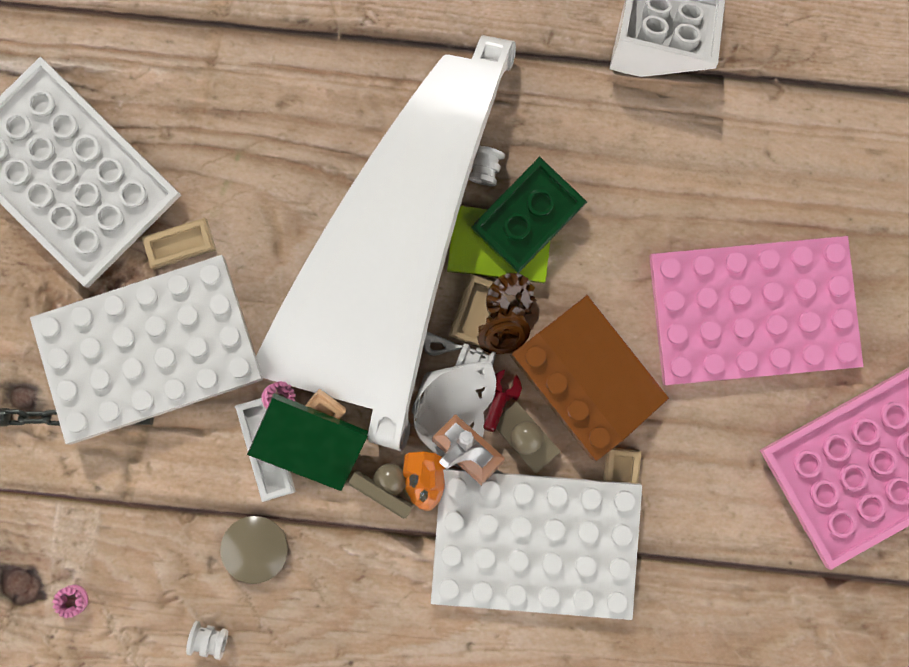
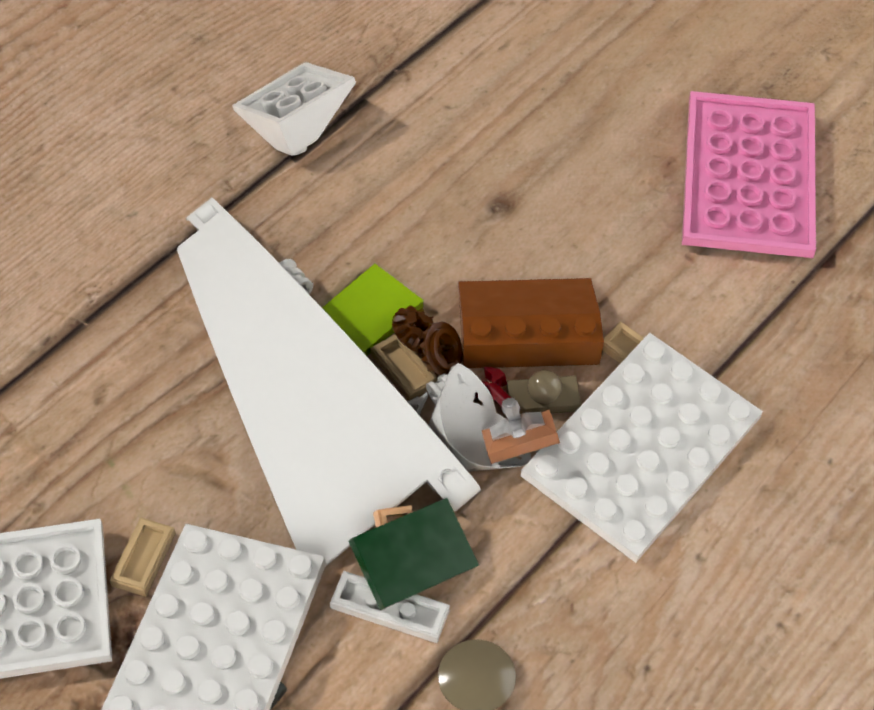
camera: 55 degrees left, 30 degrees down
(282, 388) = (346, 561): bright pink bush -> none
(384, 488) = (505, 526): dark tan tile -> none
(424, 479) = (518, 485): orange rock -> none
(528, 215) = (358, 276): dark green tile -> none
(755, 310) = (564, 185): bright pink plate -> none

